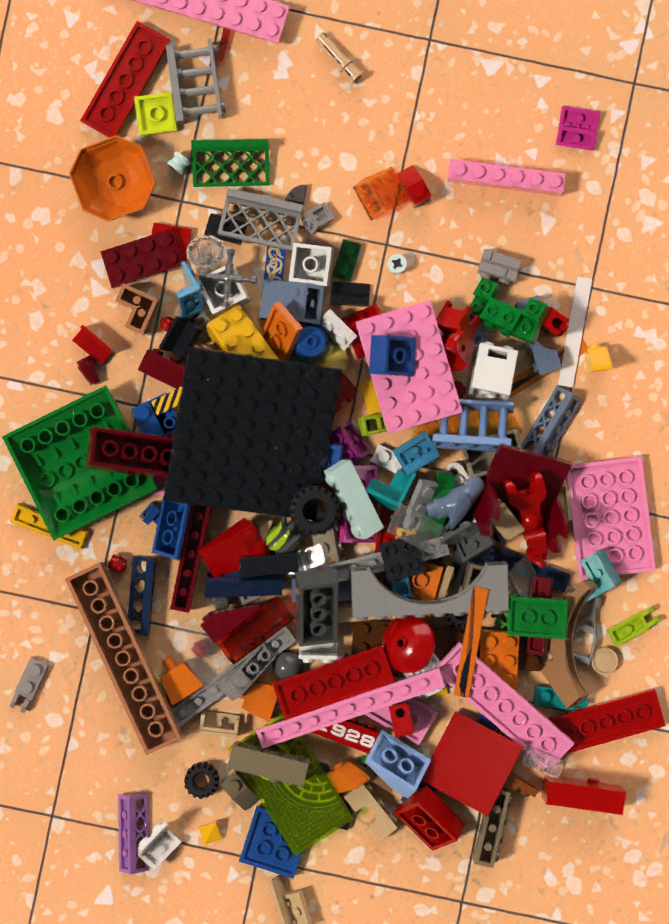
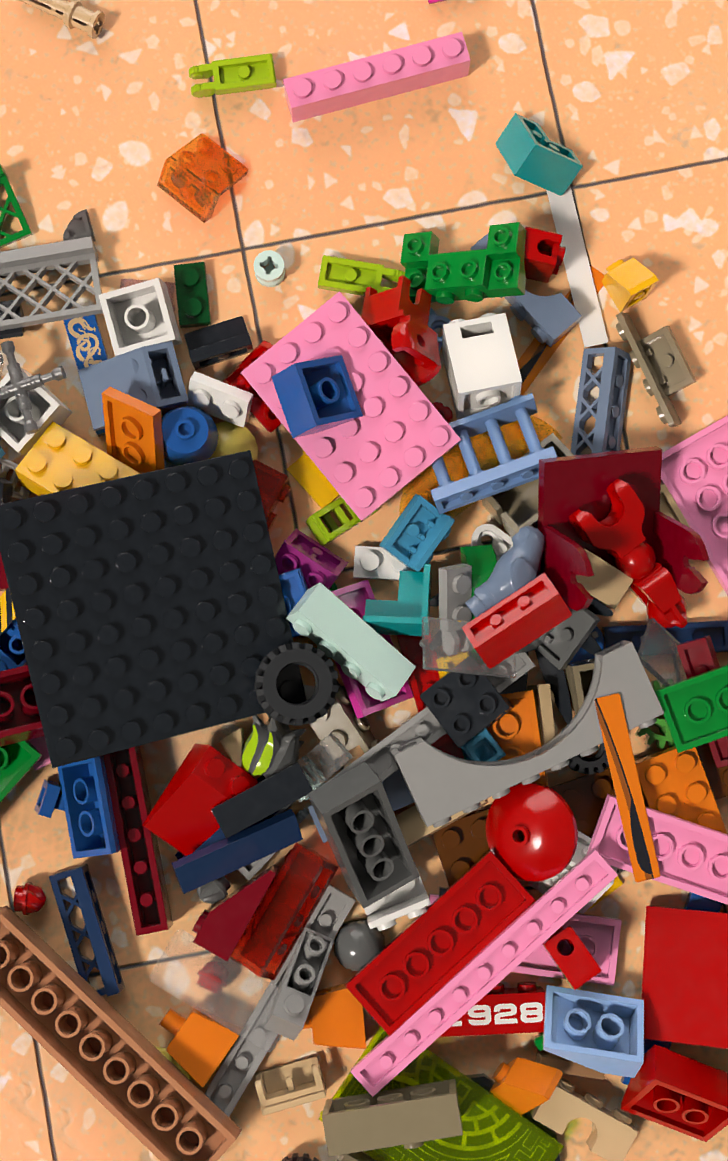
camera: 25 degrees left, 5 degrees down
(317, 217) = (121, 249): light grey bracket -> none
(414, 186) = (249, 146): red slope -> none
(425, 141) = (234, 75): none -> lime hinge
(444, 290) = (354, 276): none -> lime hinge
(448, 527) = (517, 621): none -> red panel
(498, 266) = (422, 209): light grey brick -> none
(576, 264) = (536, 157): none -> teal panel
(595, 413) = (661, 363): none -> dark tan bracket

